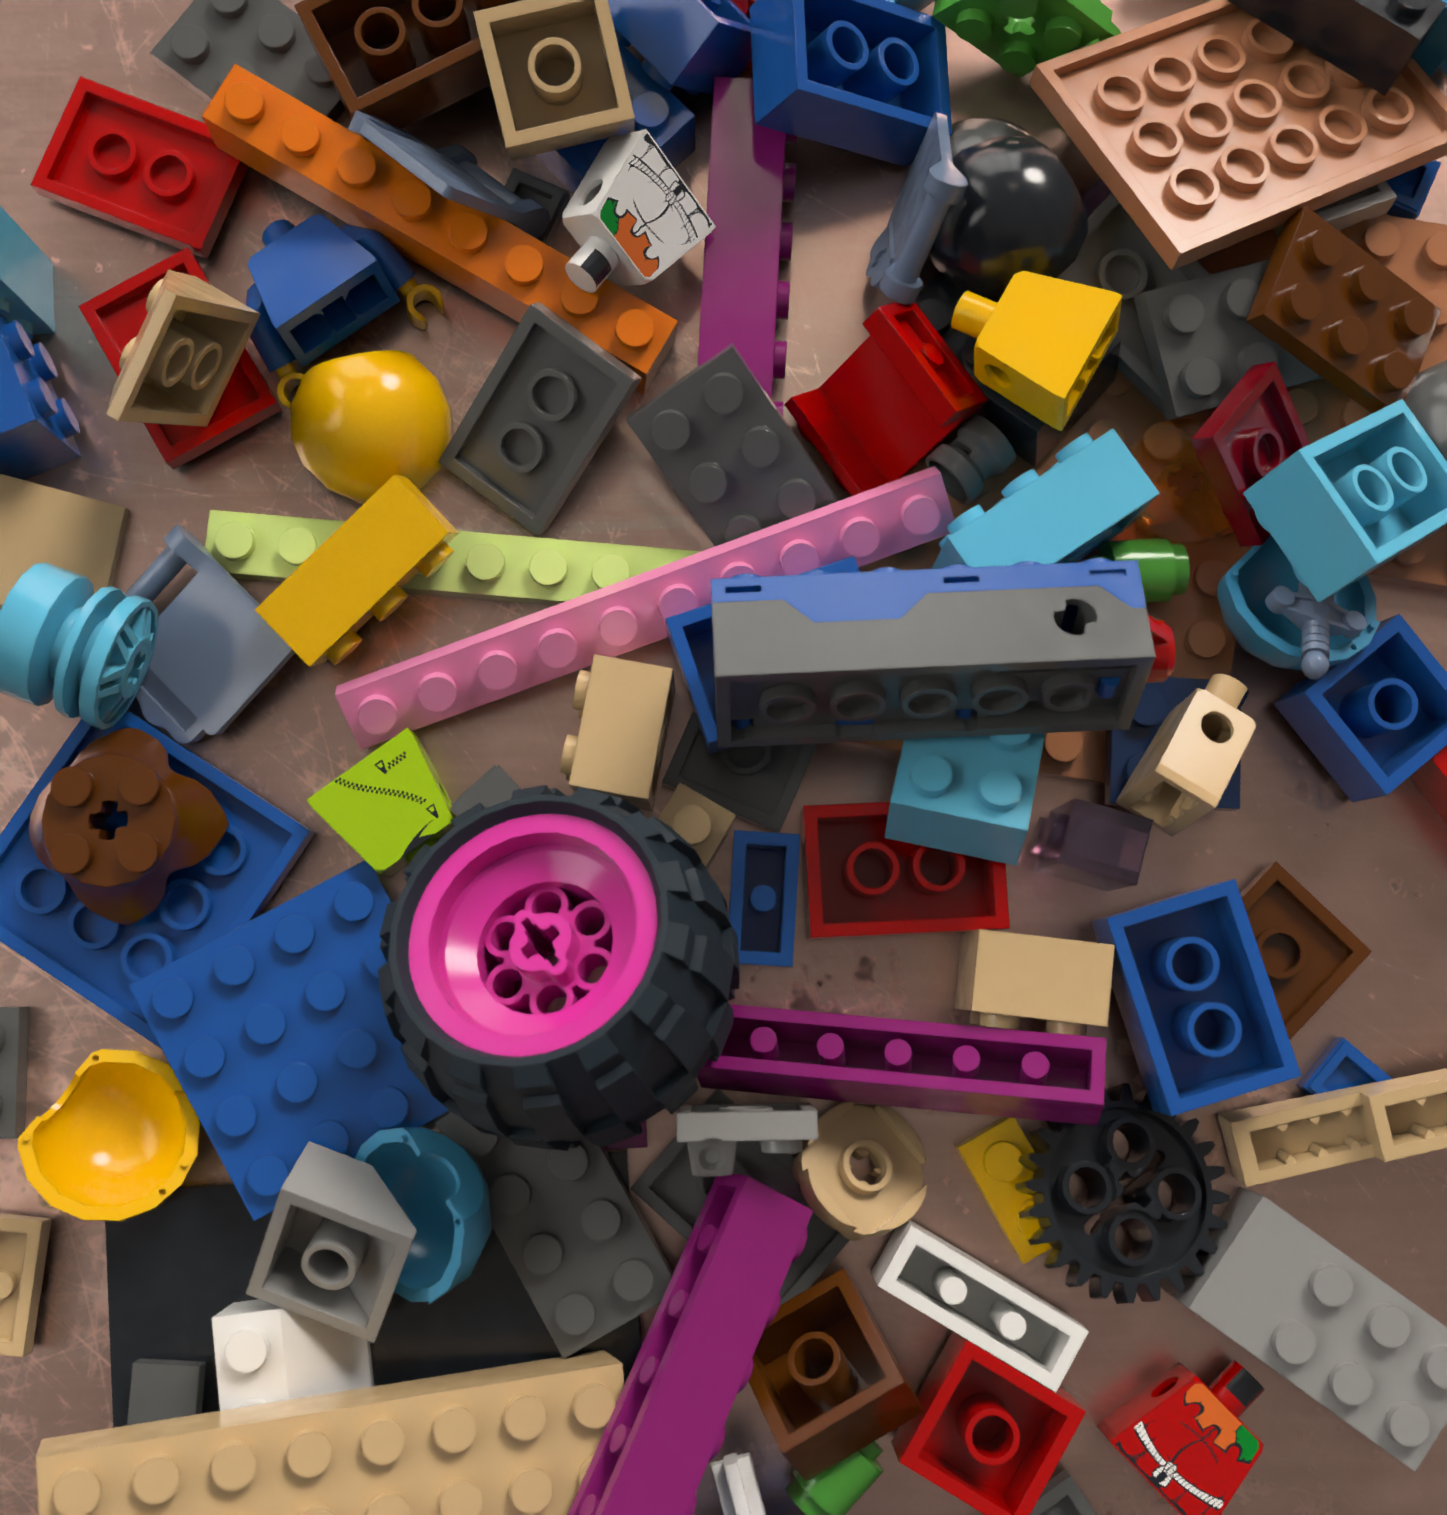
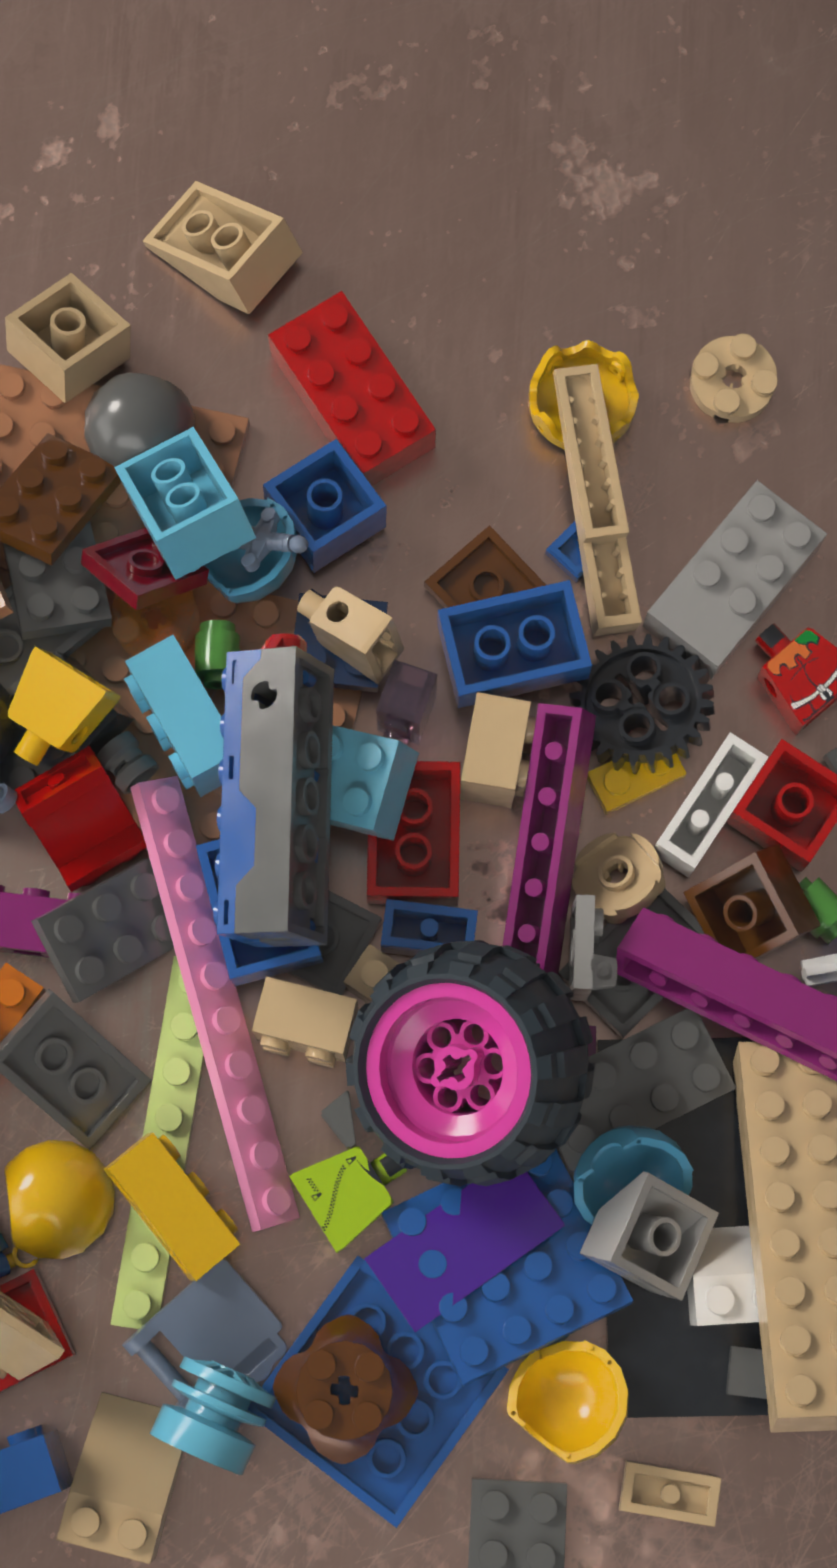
camera: 85 degrees left, 5 degrees down
(319, 994) = (487, 1236): none -> dark purple sticker

